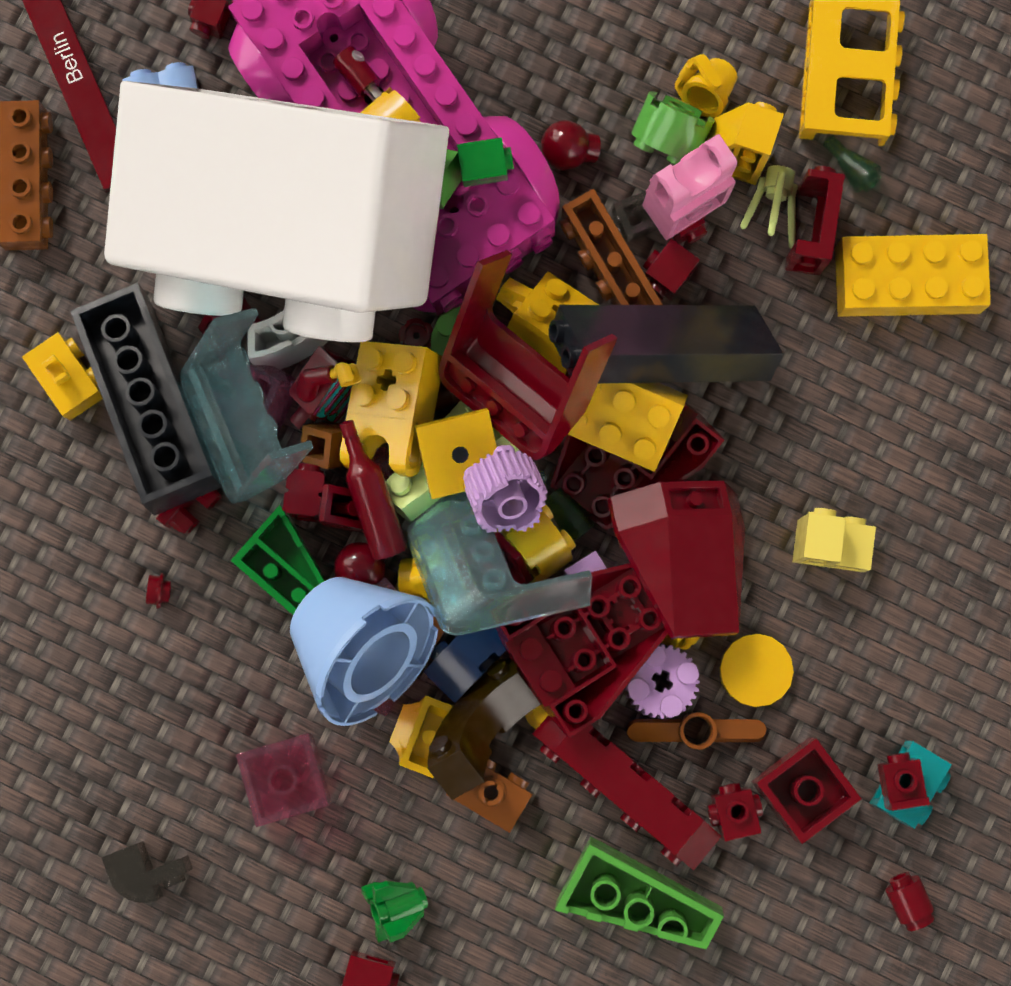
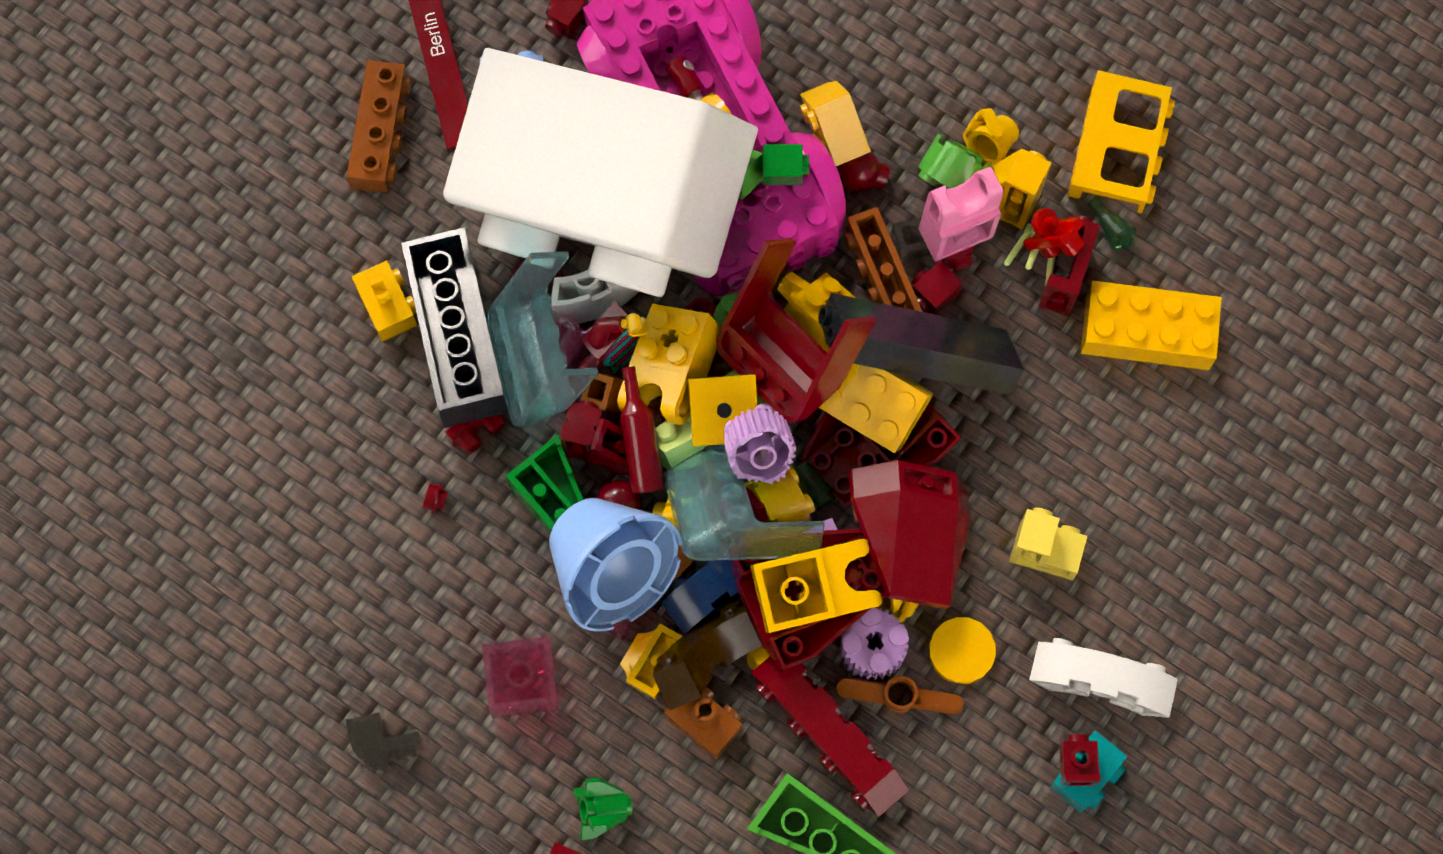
camera: 10 degrees right, 10 degrees down
(531, 97) = (834, 121): none -> yellow hinge
(600, 644) = (822, 586): none -> yellow brick
(745, 822) = (920, 782): dark red brick -> none
(796, 192) = (1054, 234): none -> red hips
(806, 790) = (991, 759): dark red brick -> none
(920, 681) = (1086, 671): none -> white brick

